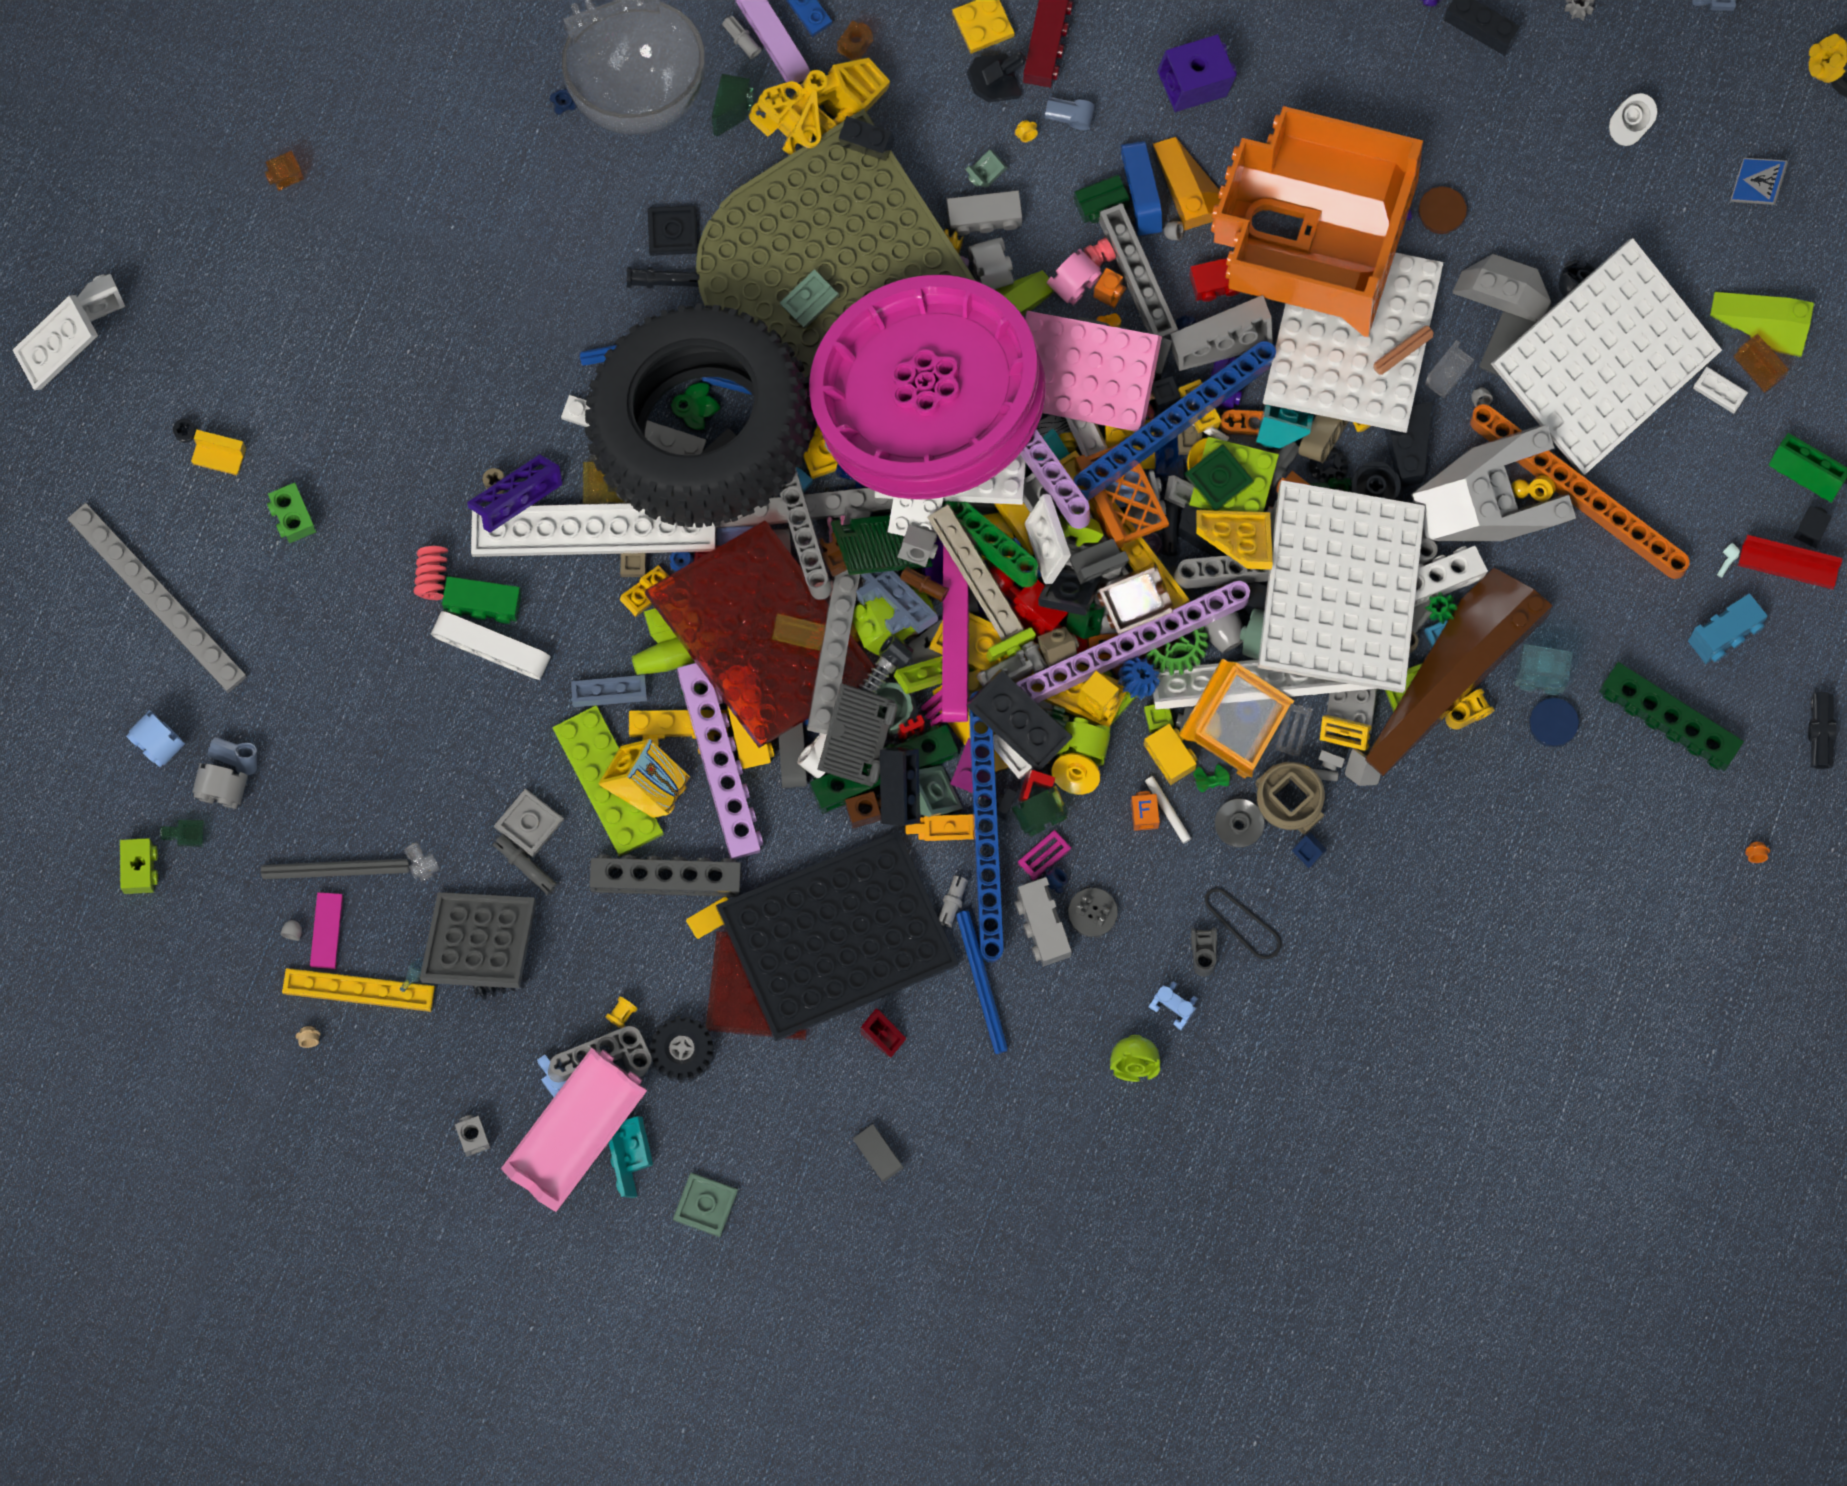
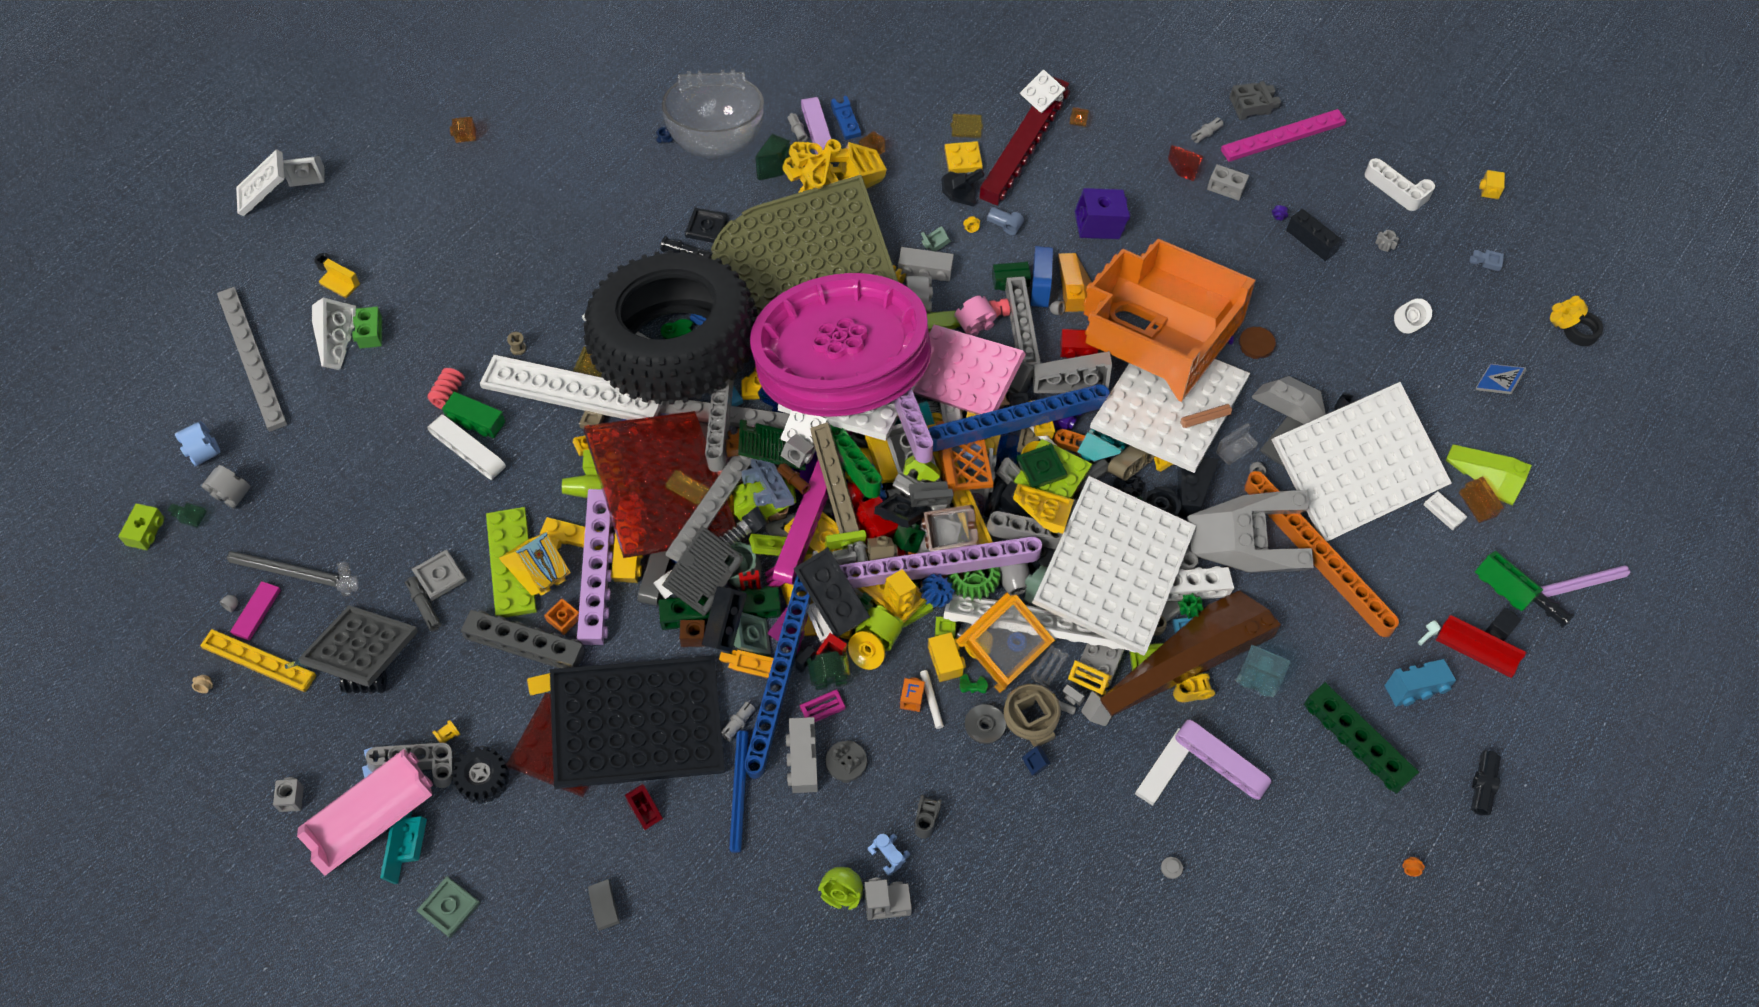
camera: 15 degrees right, 15 degrees down
(241, 755) = (252, 471): sand blue piece -> none
(244, 525) = (332, 330): none -> white wedge
(520, 495) = (526, 351): dark purple fence -> none
(609, 691) = (537, 499): sand blue plate -> none
(700, 833) = (562, 616): none -> orange piece
(809, 299) = (780, 280): sand green plate -> none
(866, 138) = (855, 188): black brick -> none
(1047, 539) = (895, 466): white tile -> none
(1056, 878) = (824, 726): dark blue plate -> none
(1109, 288) = (999, 330): orange brick -> none
(1188, 1057) = (885, 900): none -> light grey brick
(1250, 914) = (956, 809): black piece -> none
(1458, 813) = (1162, 771): none -> white tile
(1492, 930) = (1171, 867): none -> light grey plate
(1520, 788) = (1223, 759): none -> lavender beam
(1521, 488) = (1275, 539): yellow plate -> none
(1553, 722) = (1261, 717): dark blue tile -> none

